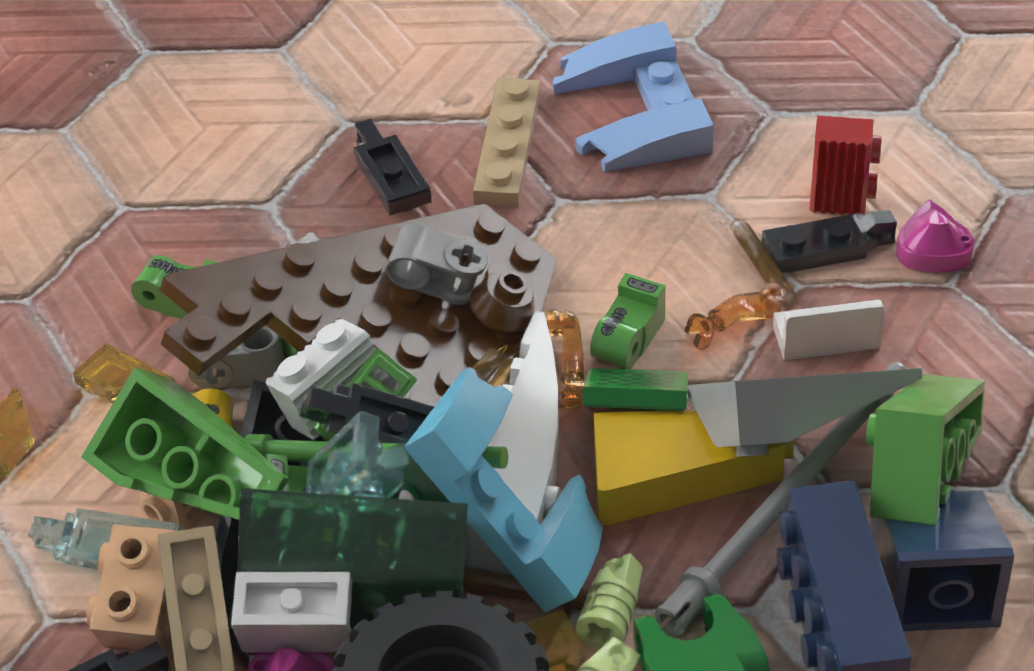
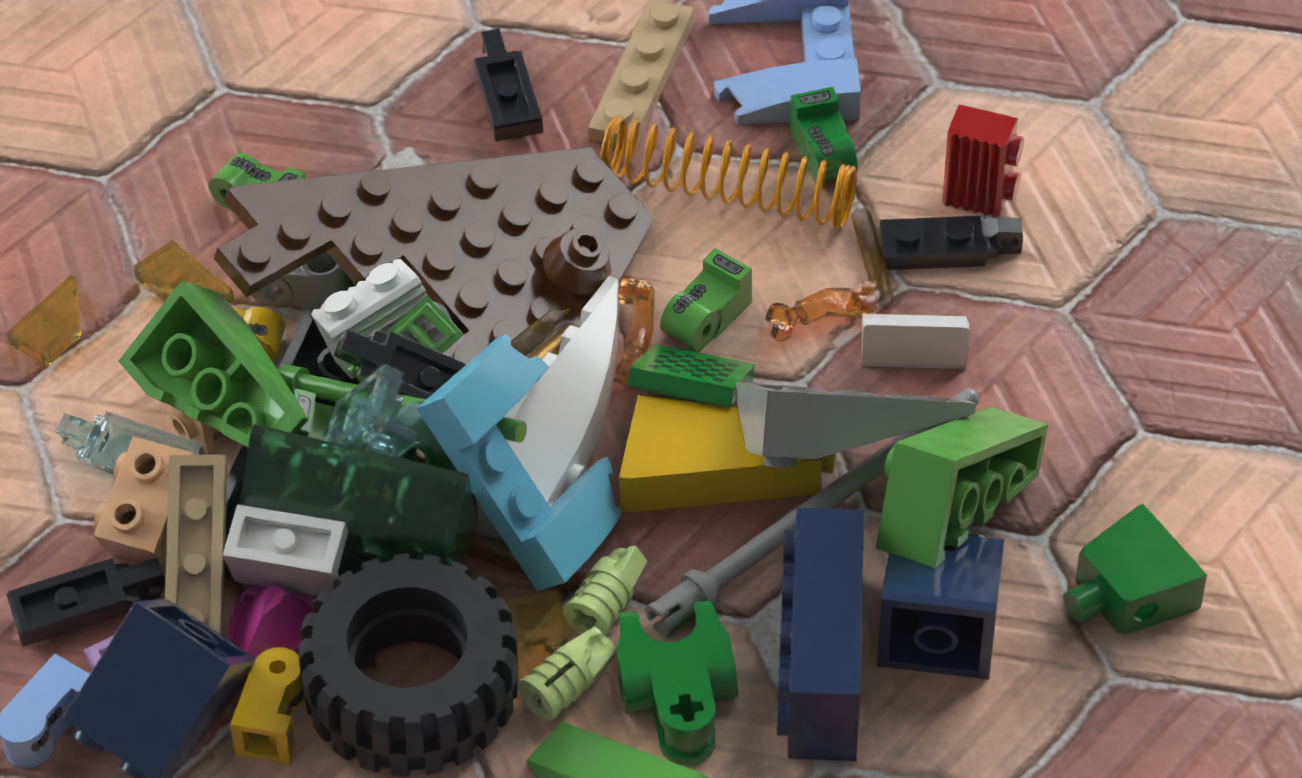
camera: 10 degrees right, 5 degrees up
(432, 261) = (510, 209): light grey piece -> none
(688, 168) = (821, 132): none -> green leg
(724, 194) = (838, 211): none -> light orange piece
(934, 241) = (1060, 258): dark pink piece -> none

